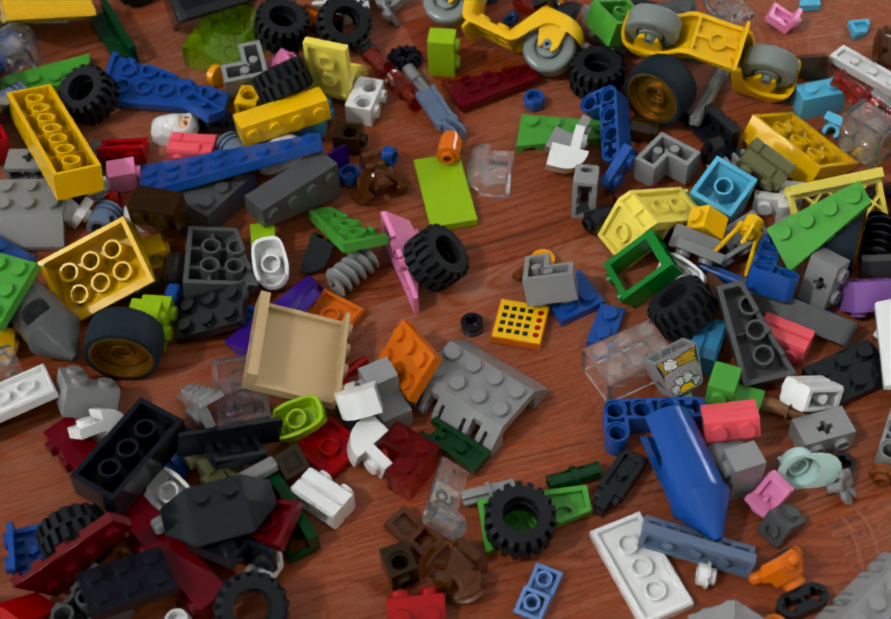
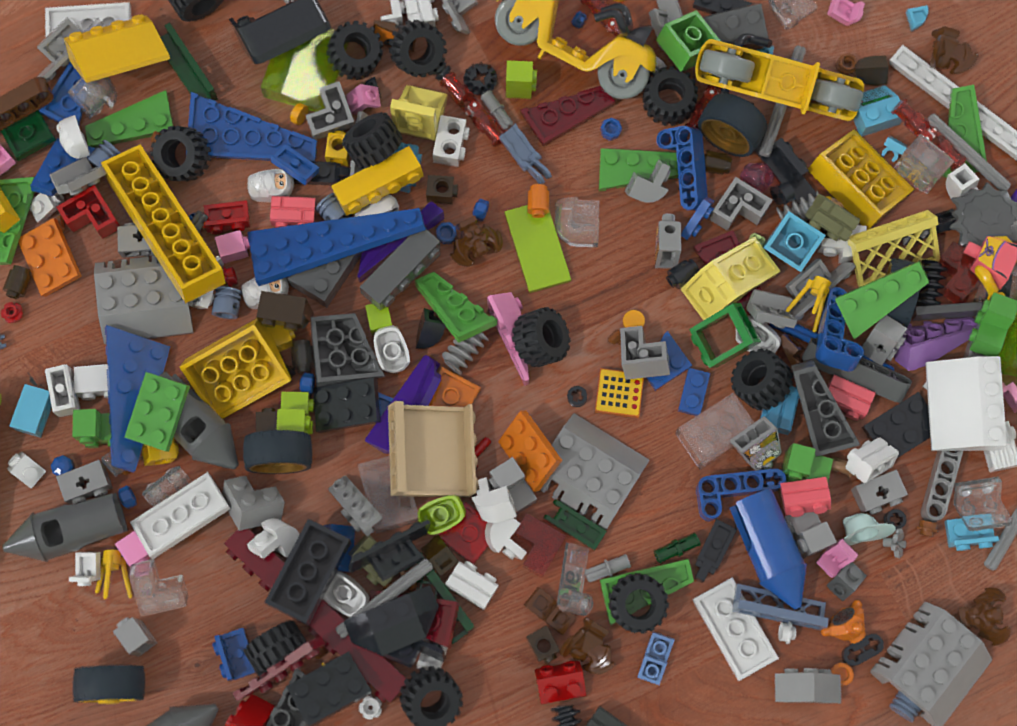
camera: 10 degrees left, 25 degrees up
(565, 158) = (653, 210): white brick -> none
(688, 135) = (757, 176): none -> clear pink head
(708, 221) = (780, 283): yellow brick -> none

